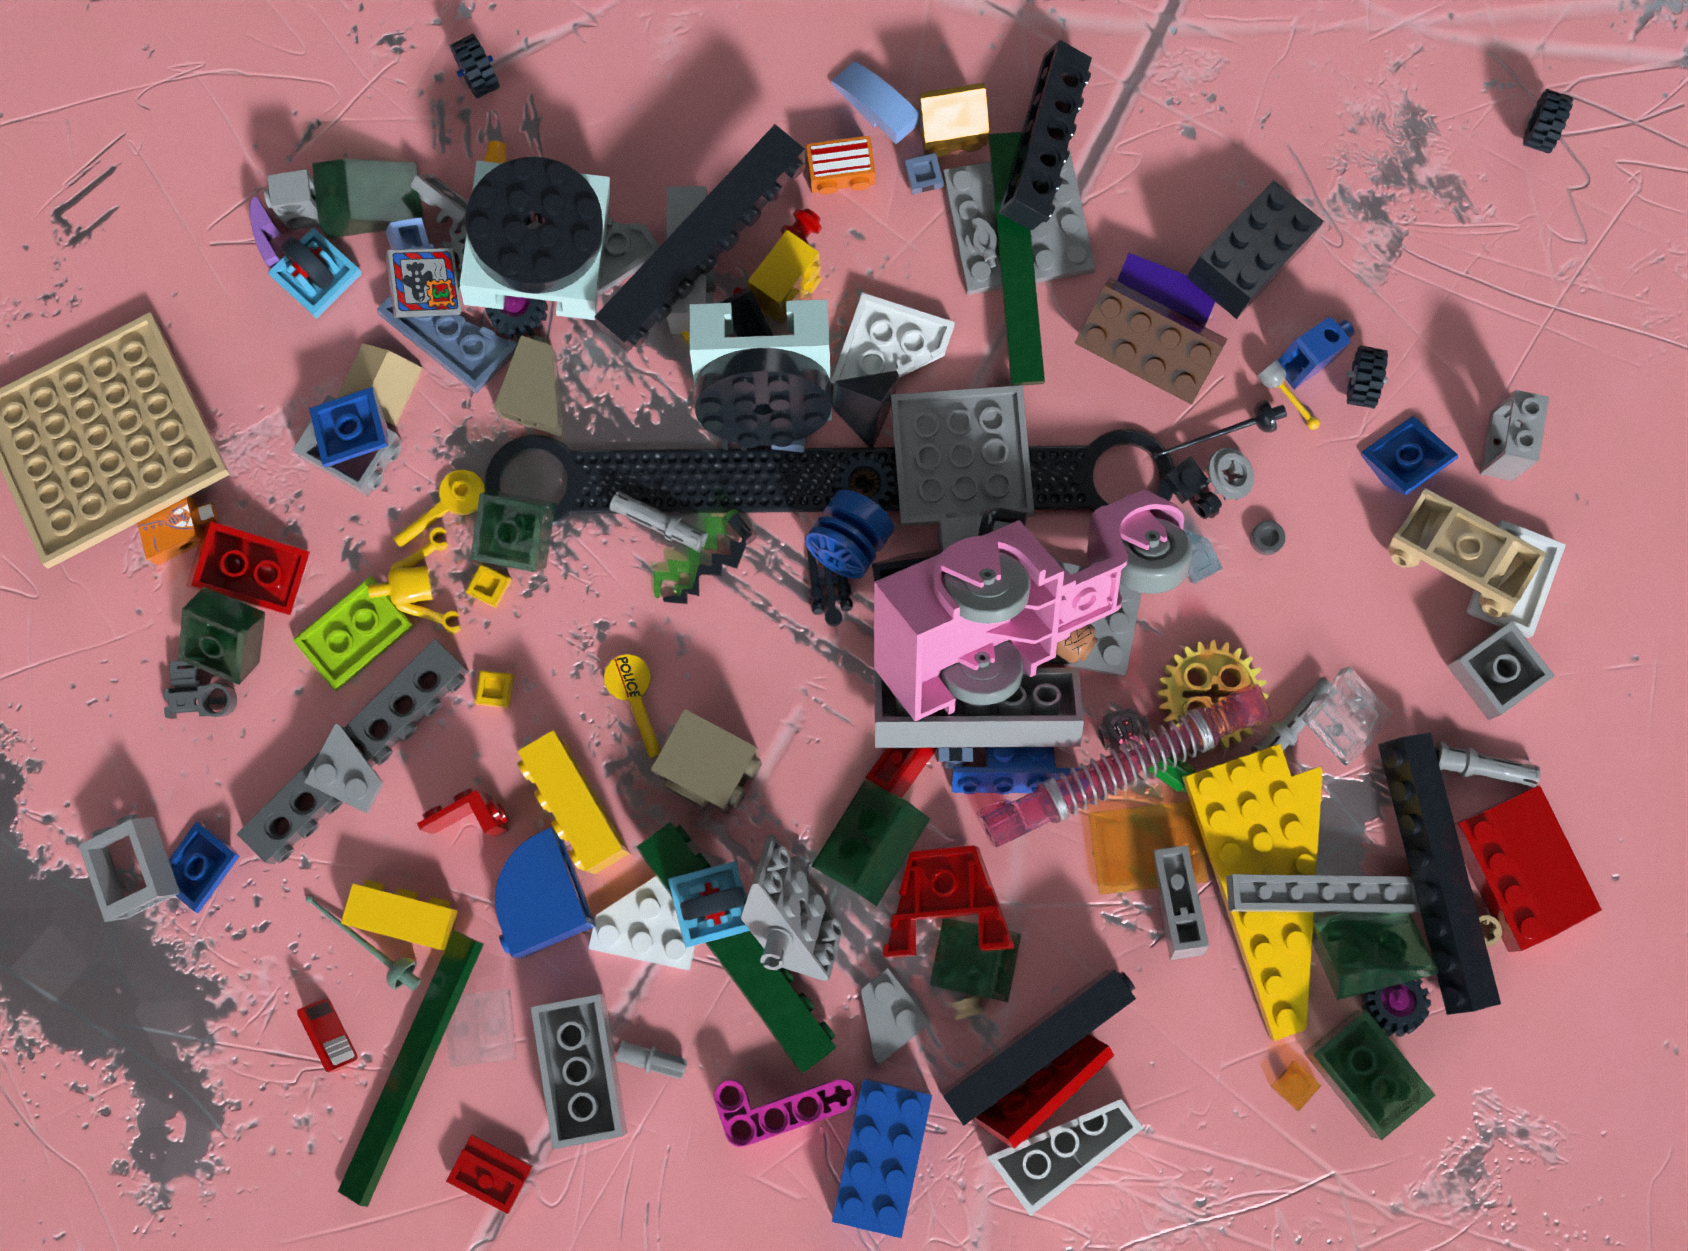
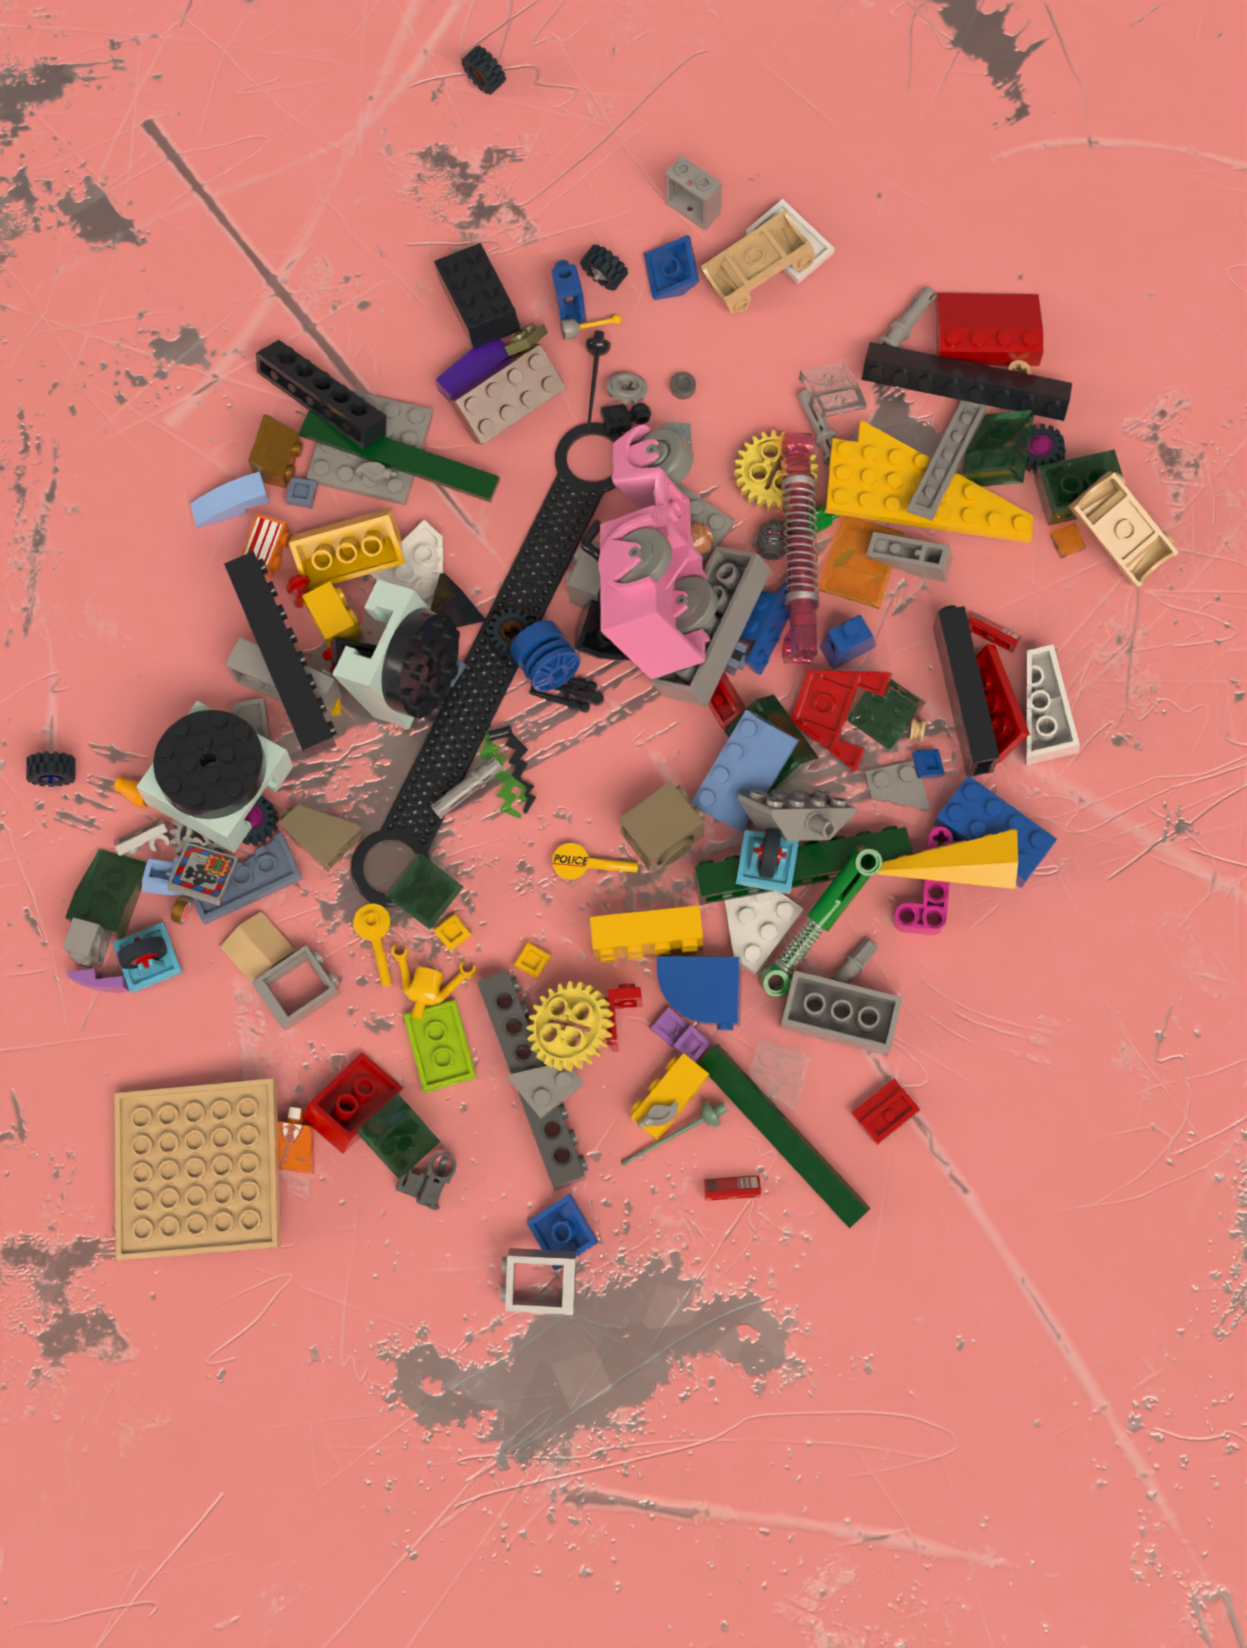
camera: 60 degrees left, 5 degrees down
(349, 427) = (287, 973): blue slope -> none
(365, 915) = (659, 1115): none -> light grey piece
(378, 282) = (181, 910): none -> pearl gold tile
(387, 771) = (577, 1002): none -> light yellow gear
(477, 899) = (679, 1034): none -> medium lavender slope
(678, 998) = (822, 917): none -> green piece
(818, 826) = (746, 764): none -> medium blue slope
(823, 1156) = (977, 862): none -> yellow wedge
(877, 255) = (348, 548): none -> yellow slope
(931, 1039) = (928, 763): none -> blue tile
(961, 453) = (522, 558): light grey plate -> none
(1036, 877) = (849, 640): none -> blue torso
(1135, 1046) = (993, 632): none -> red slope
(1230, 331) = (526, 338): none -> olive plate
(1337, 1149) = (1123, 528): none -> tan piece
(1500, 670) = (849, 278): light grey brick -> none

